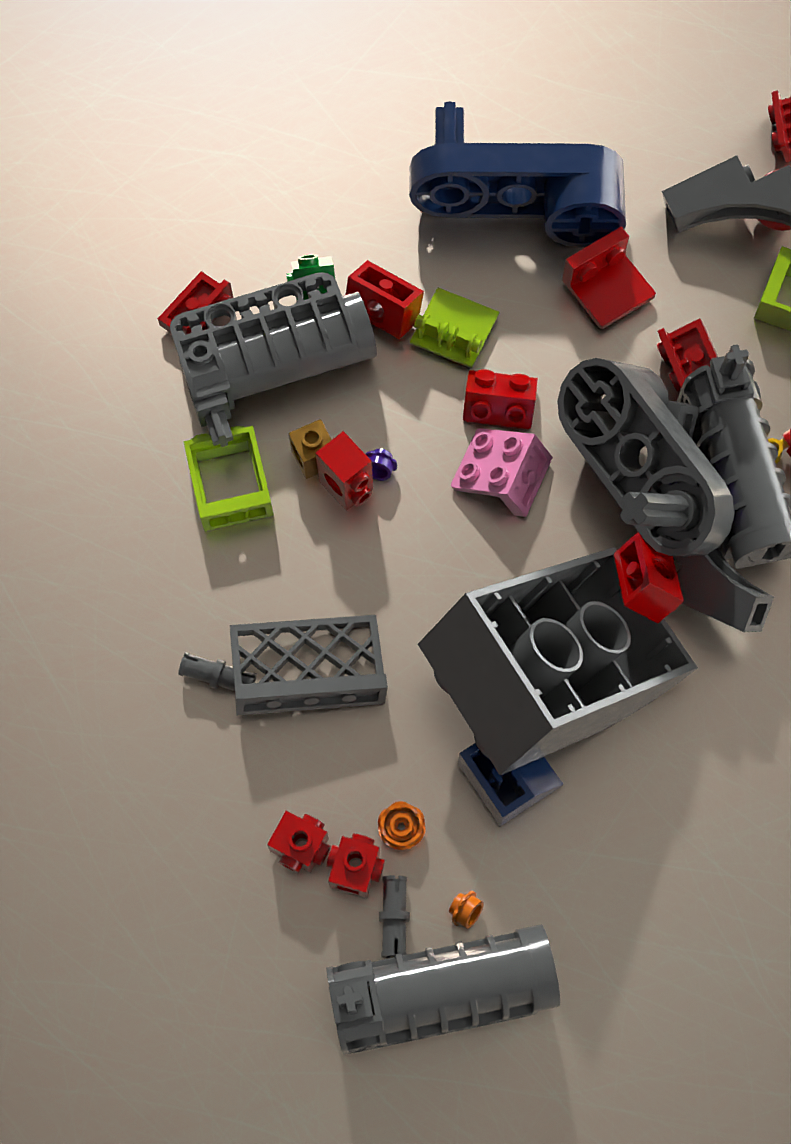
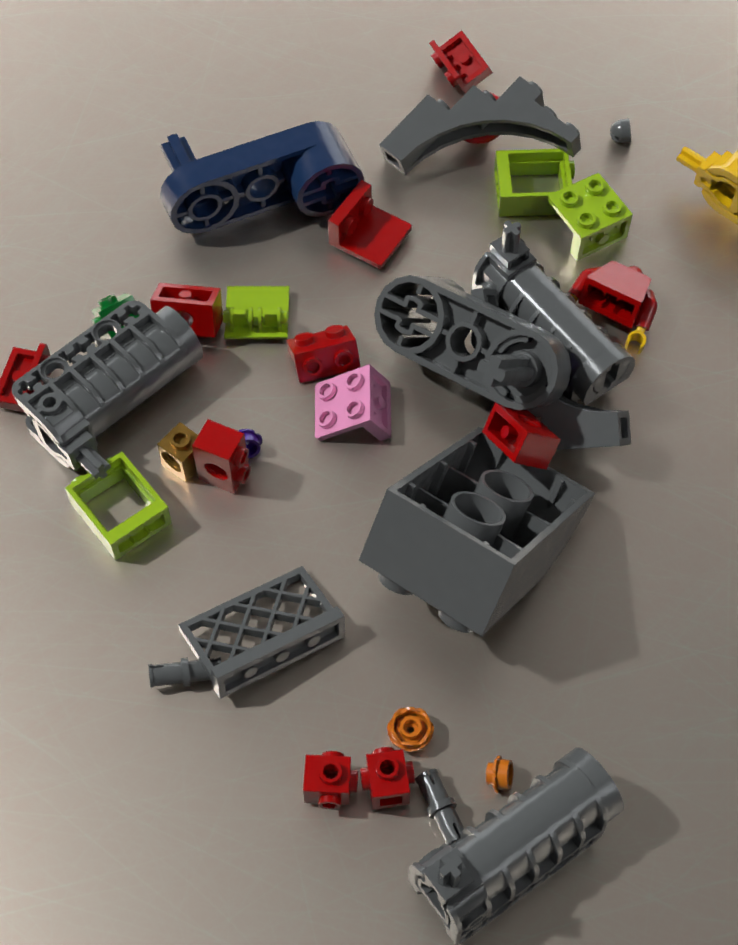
camera: 25 degrees left, 10 degrees down
(511, 792) = (478, 657): dark blue slope -> none
(686, 350) = (460, 257): red bracket -> none

